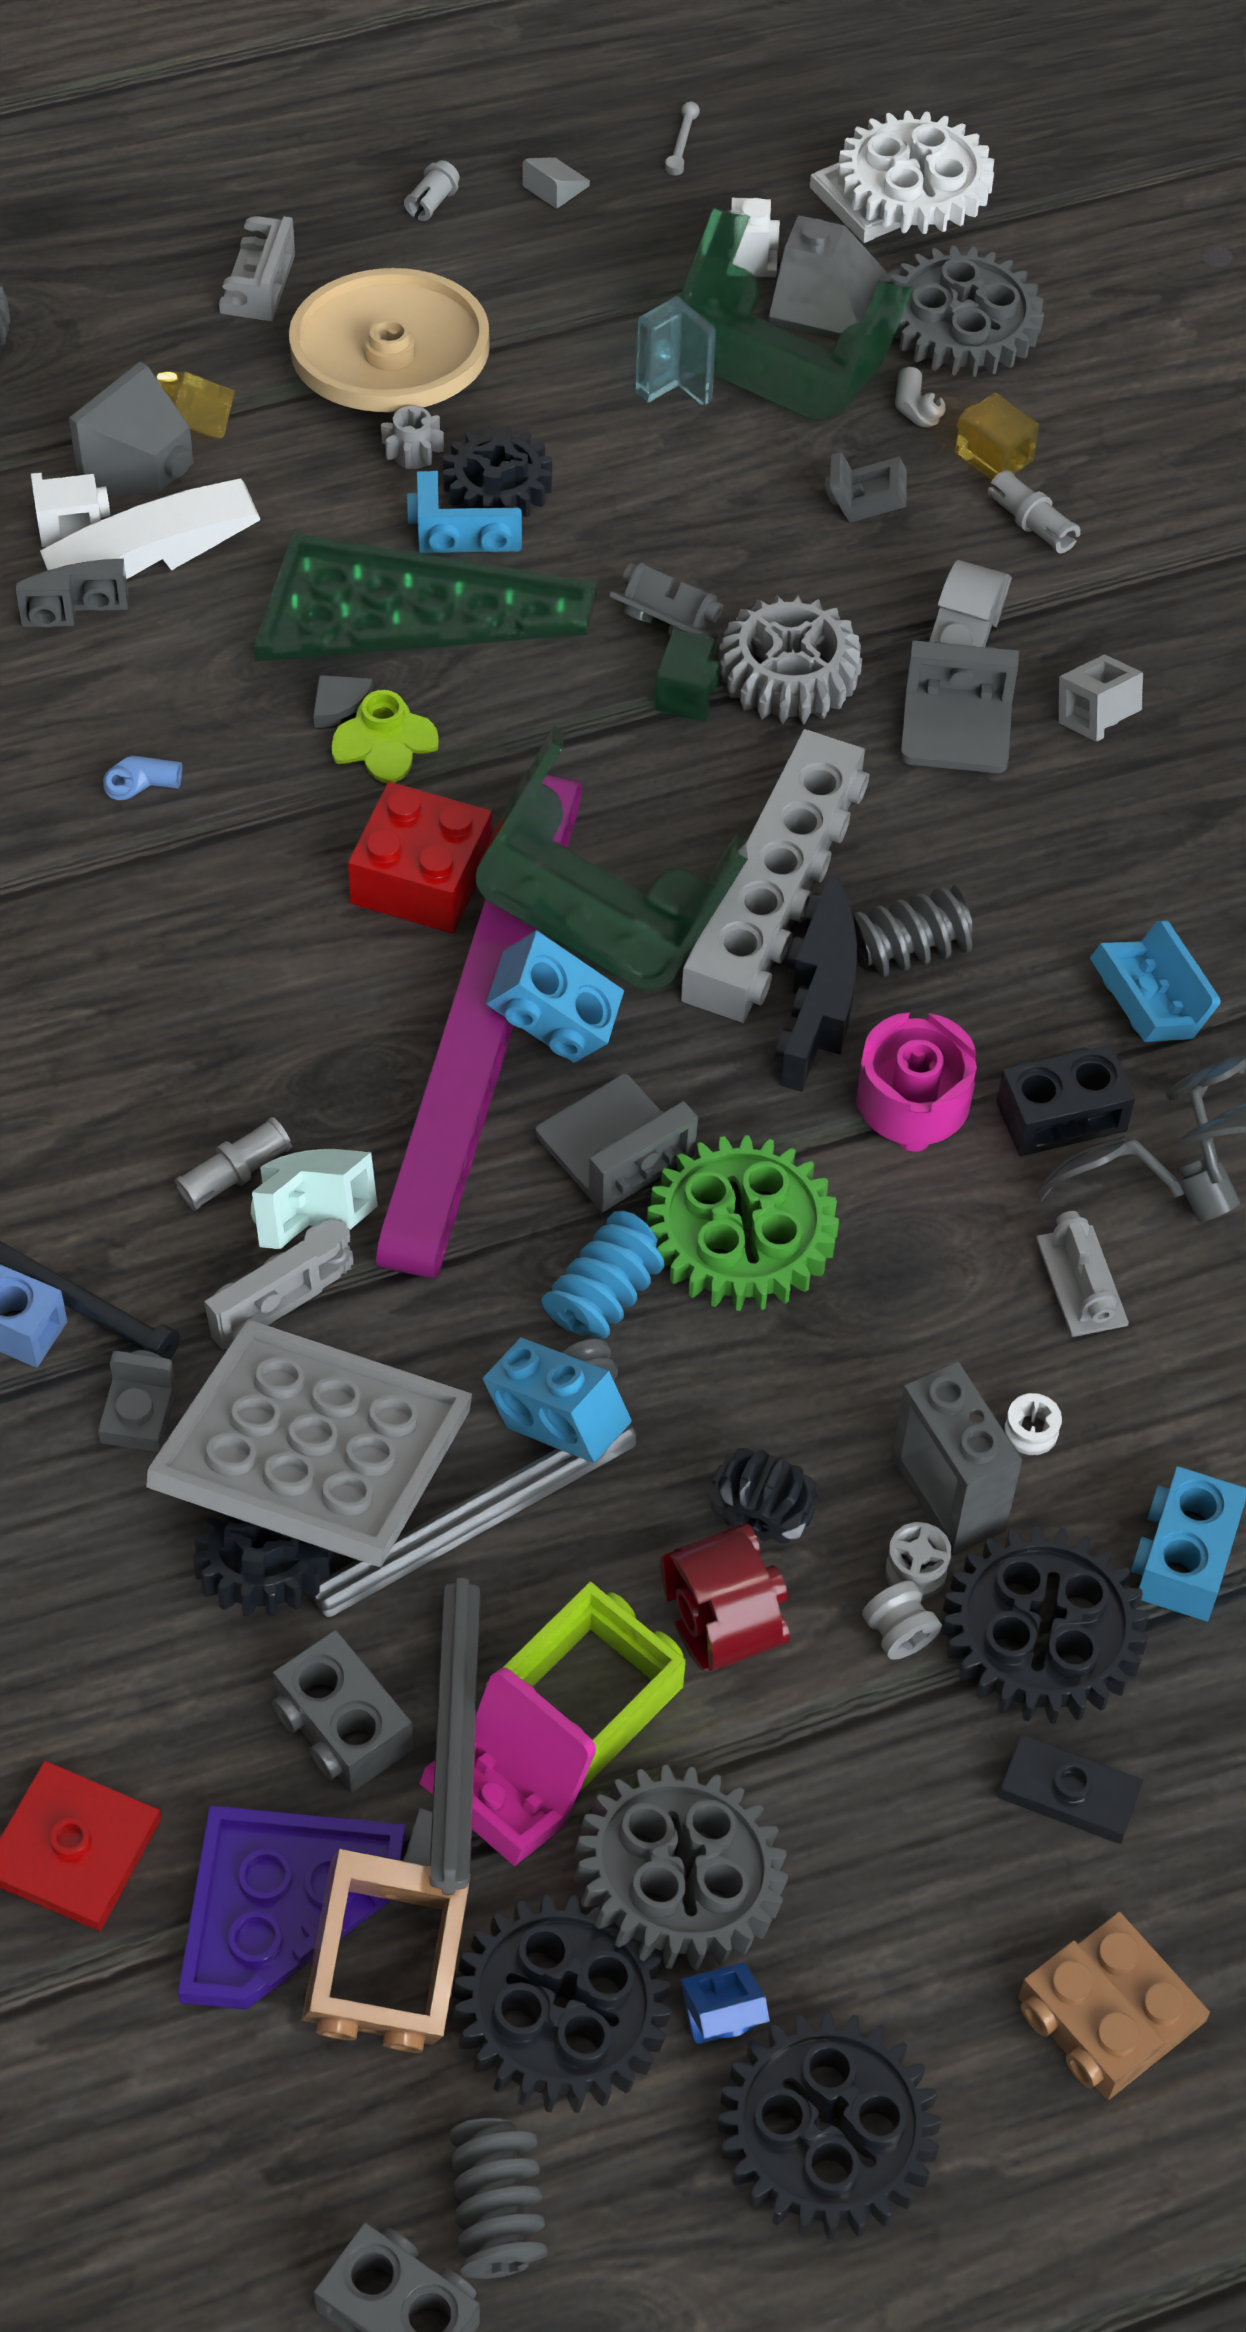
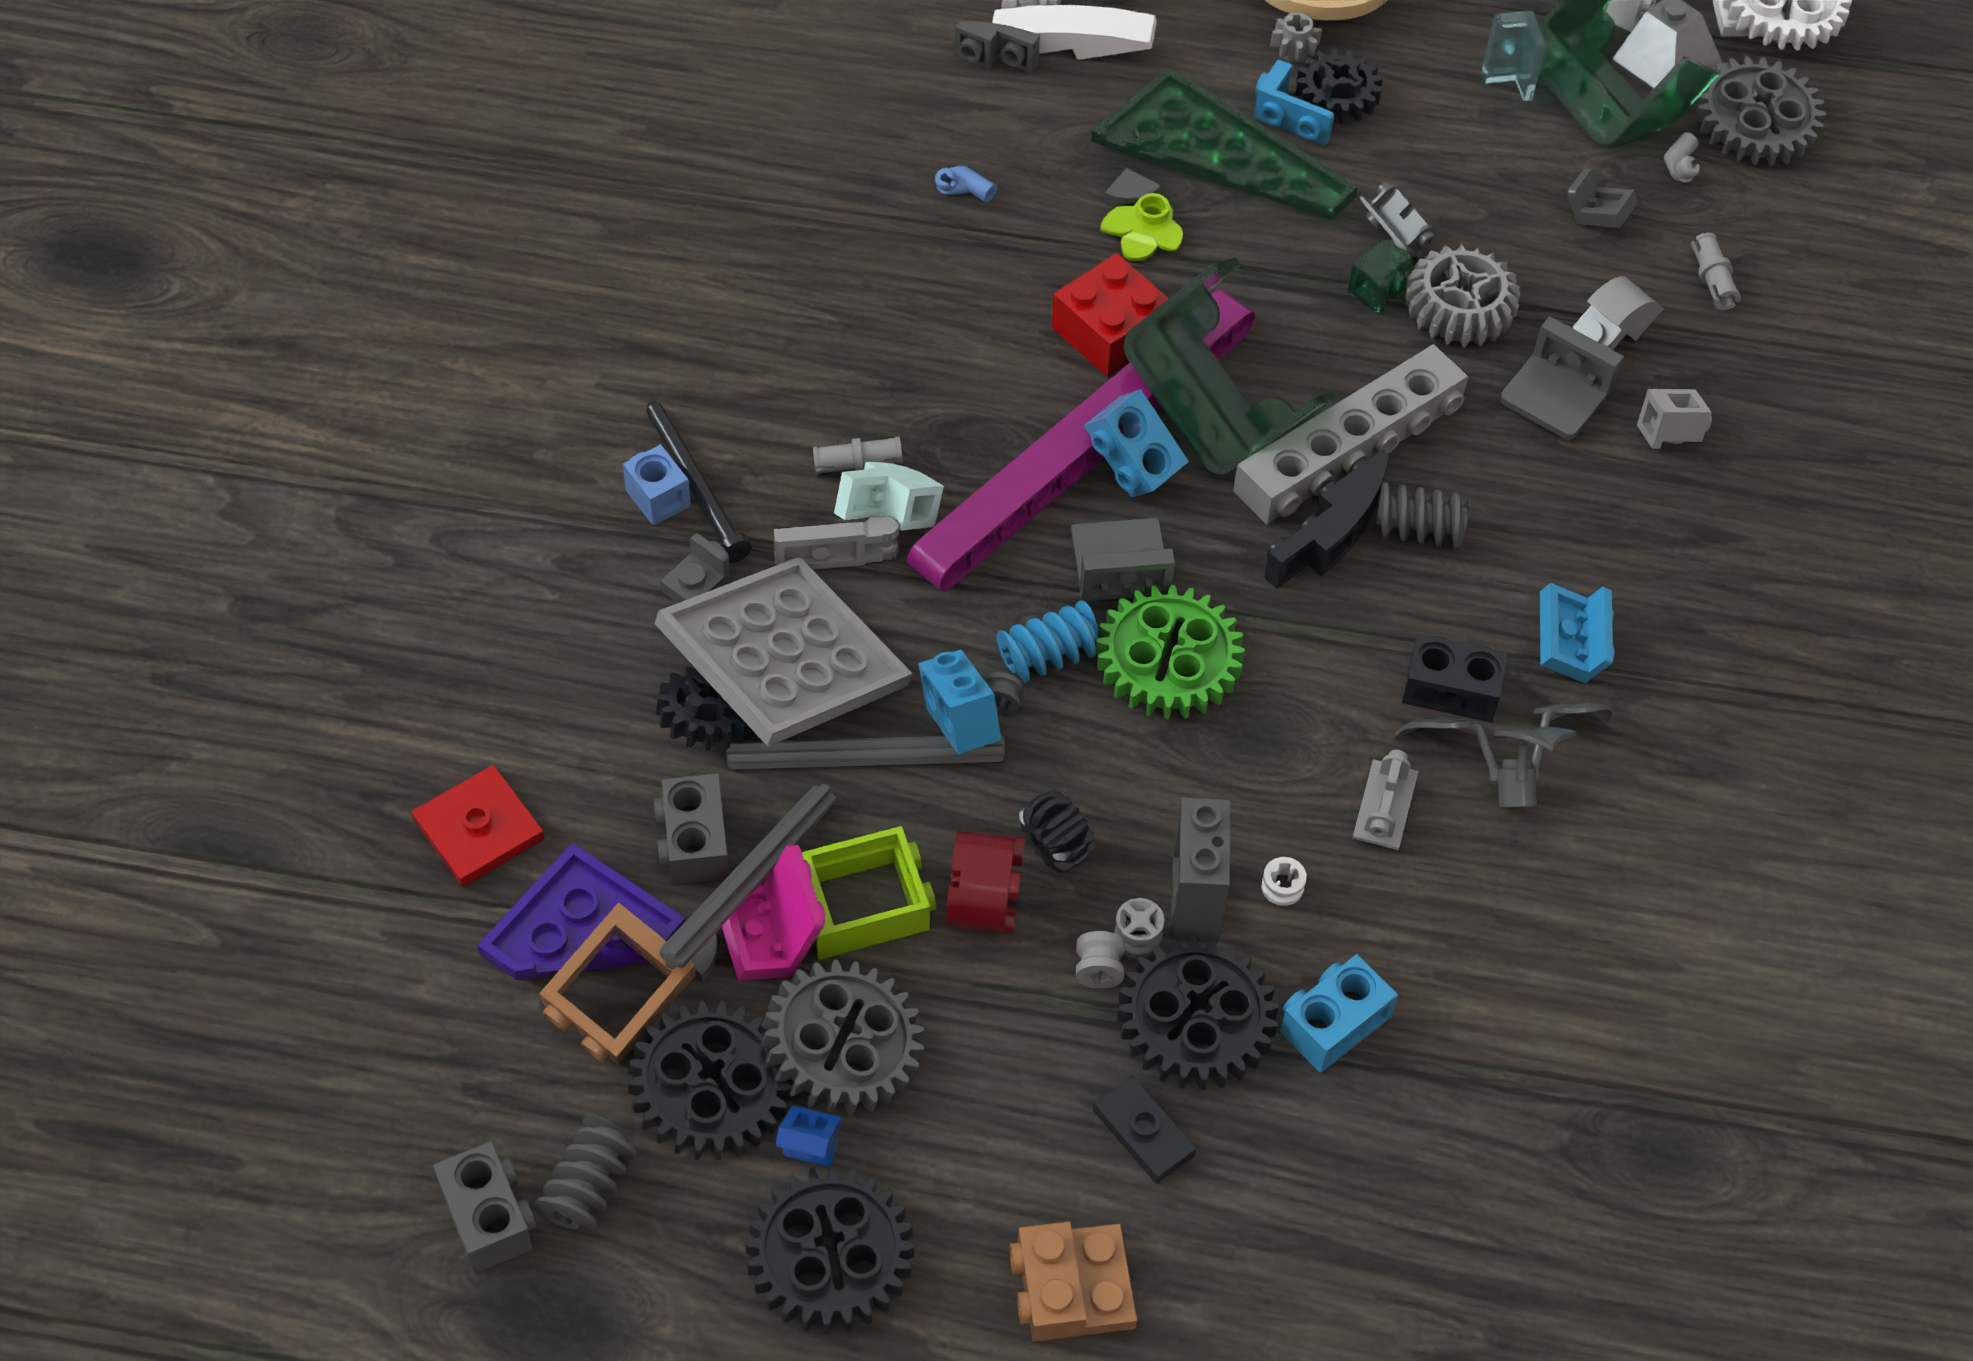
camera: 30 degrees right, 0 degrees up
(916, 1079) = (1353, 613): dark pink brick -> none
(996, 436) = (1722, 207): clear yellow brick -> none

